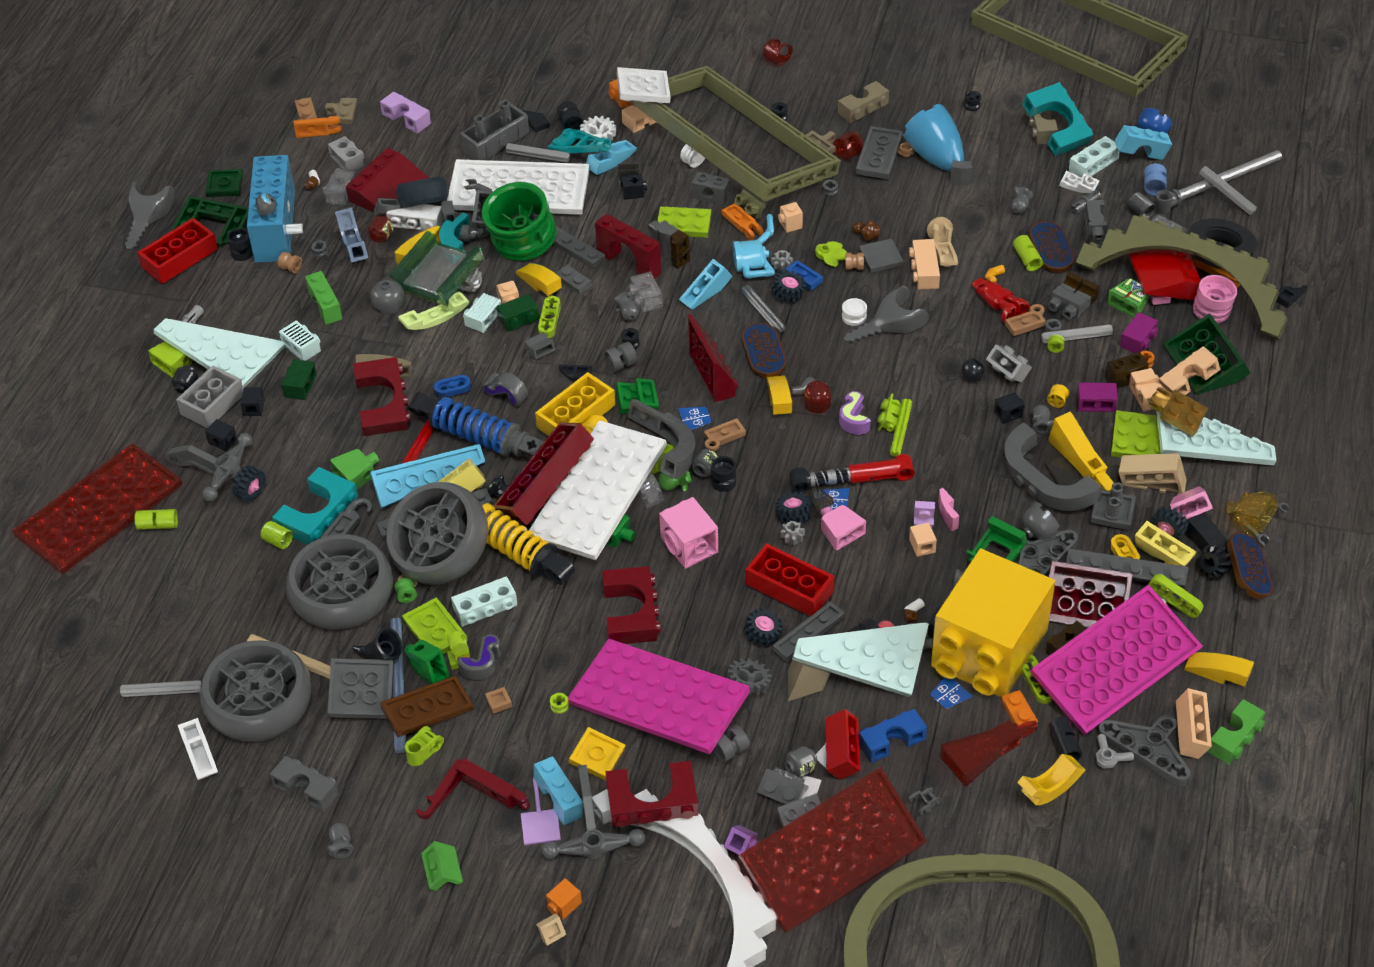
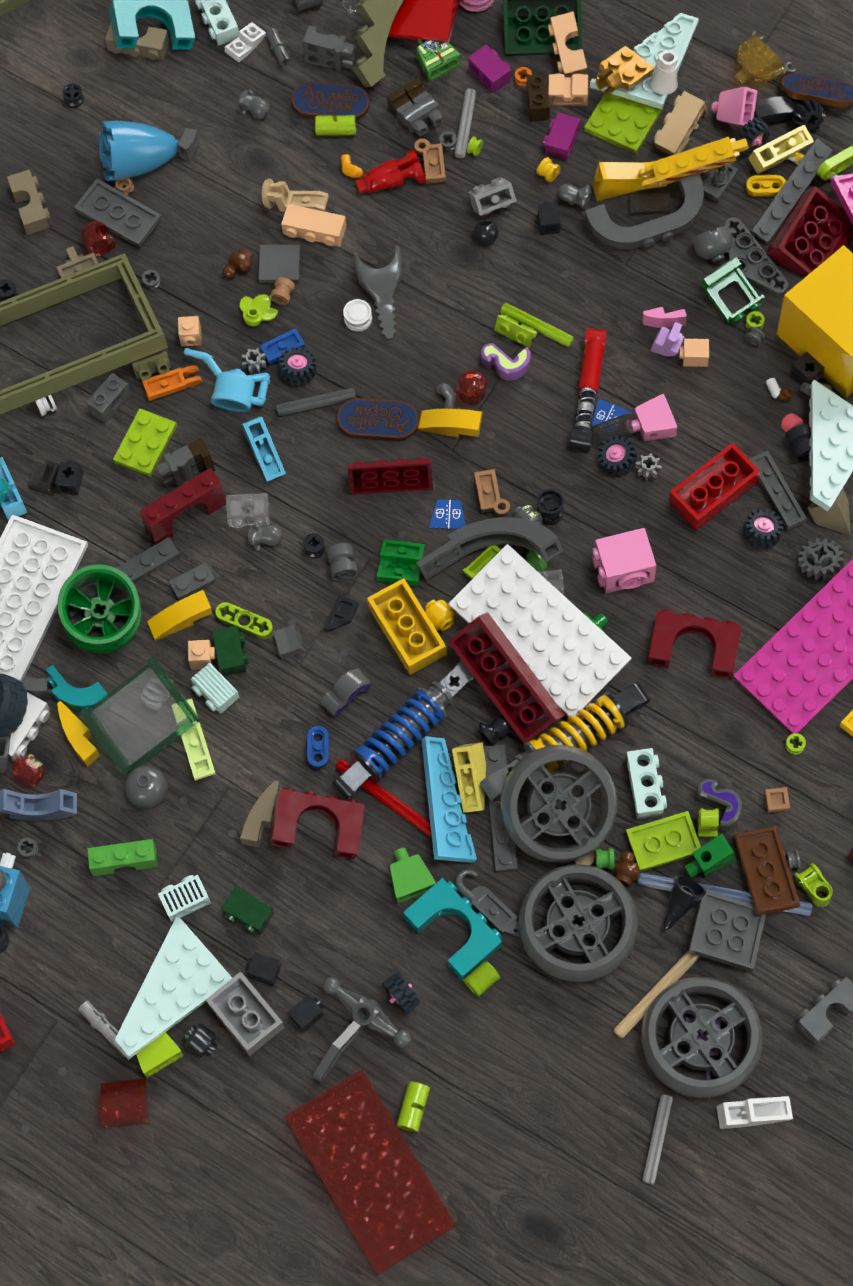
camera: 70 degrees left, 20 degrees up
(125, 351) = (124, 1103): none -> clear red slope
(289, 262) = (44, 885): medium nougat wheel -> none
(396, 605) = (627, 870): none -> reddish brown animal
(443, 724) = (793, 859): none -> dark grey bush
(482, 194) = (63, 648): dark grey torso -> none
(1106, 474) = (694, 161): none -> yellow hinge
(1190, 436) = (665, 74): none -> white plant

